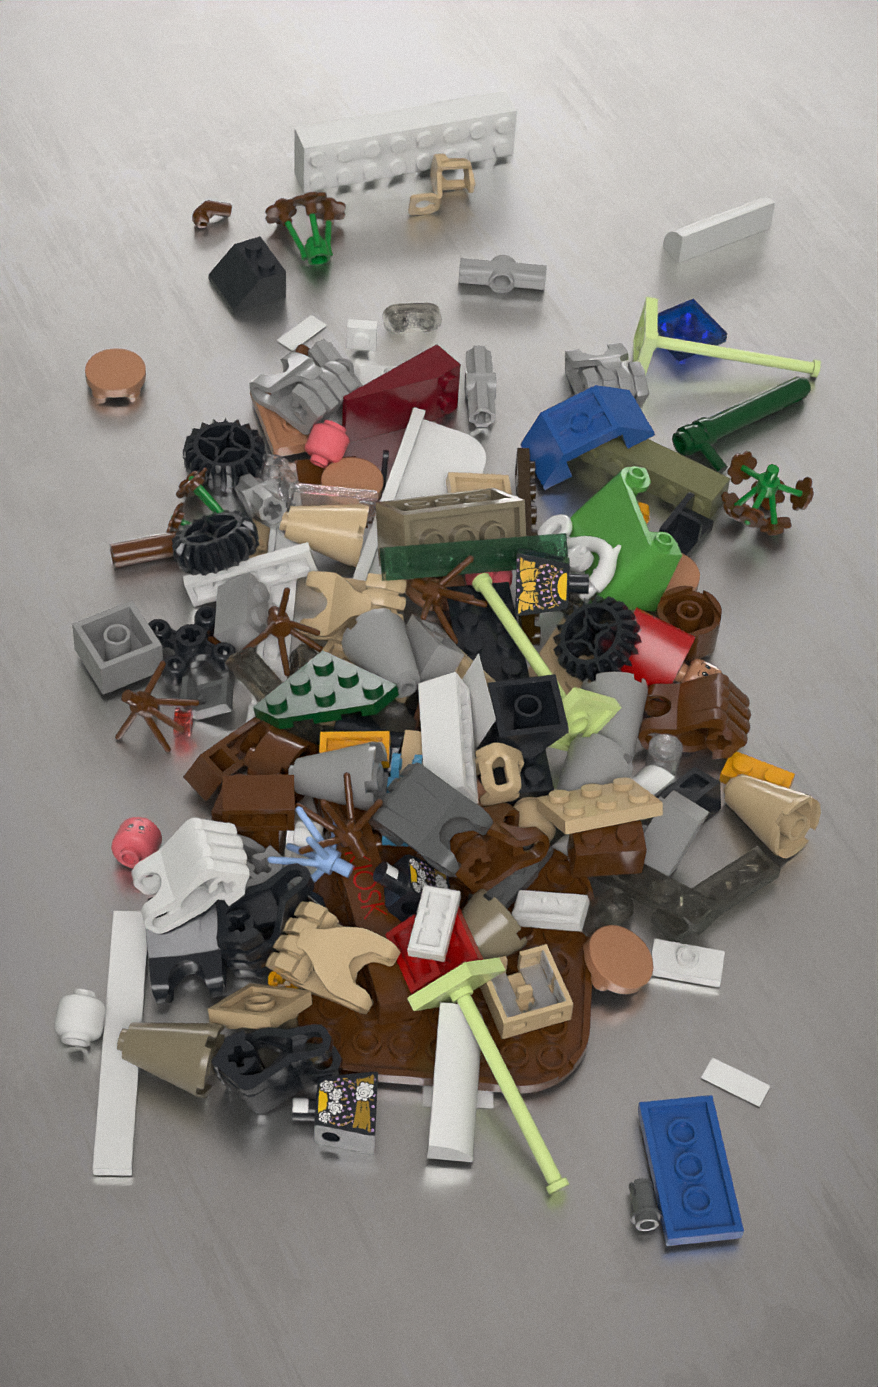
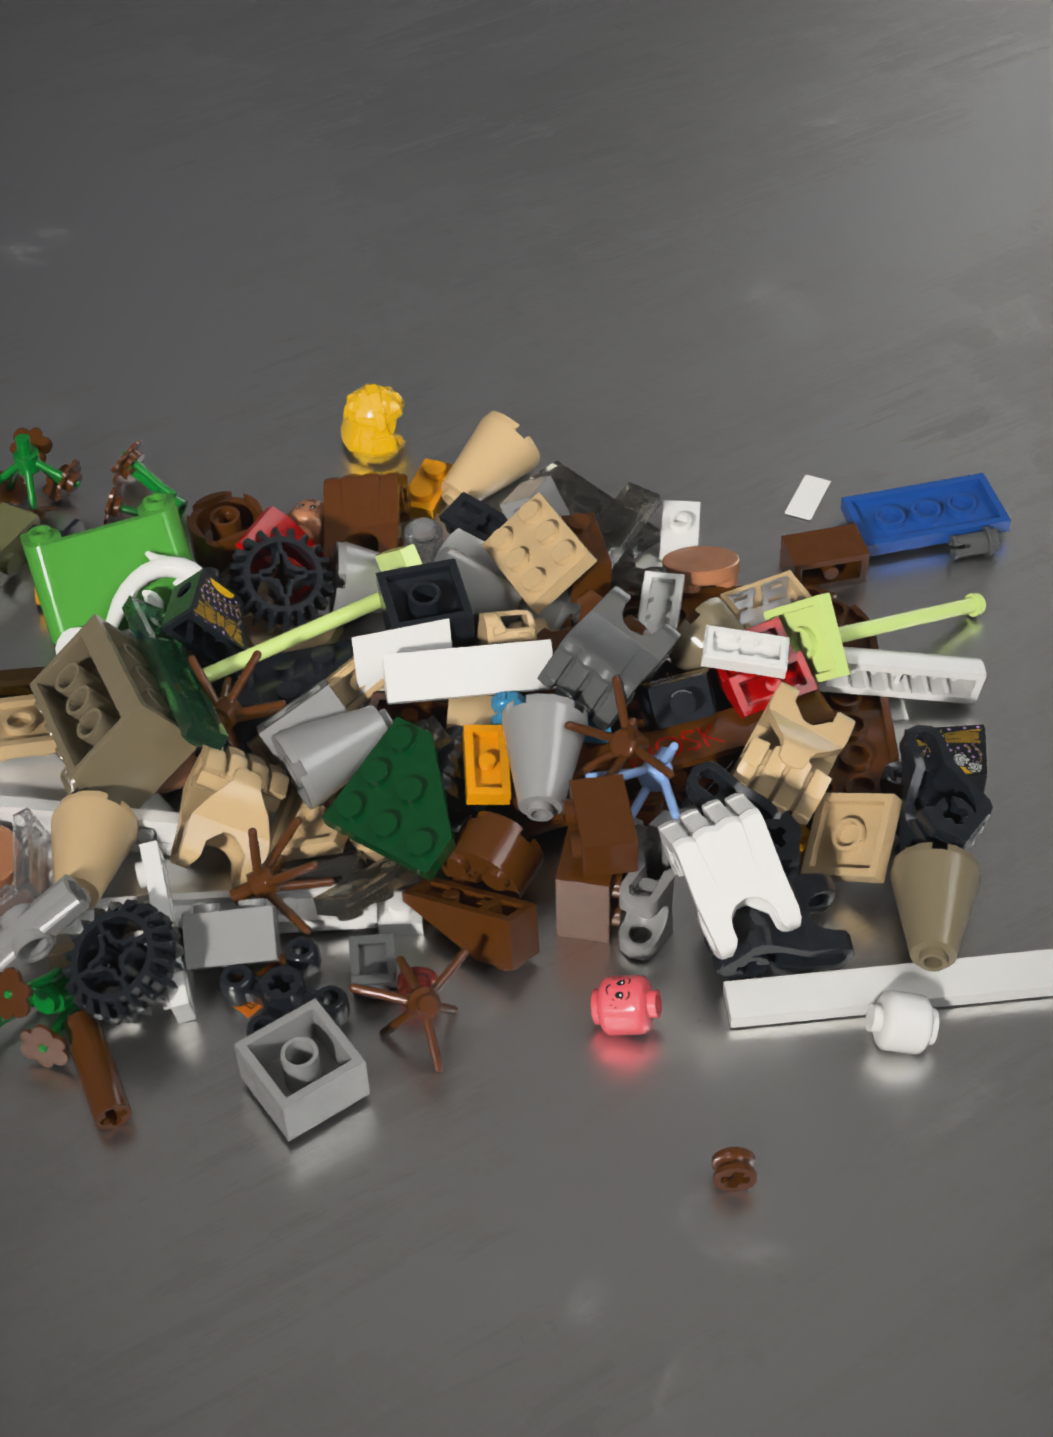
camera: 90 degrees left, 5 degrees down
(628, 1065) = (826, 556): none -> reddish brown brick
(736, 590) = (128, 470): none -> plant
(845, 728) = (371, 421): none -> yellow helmet

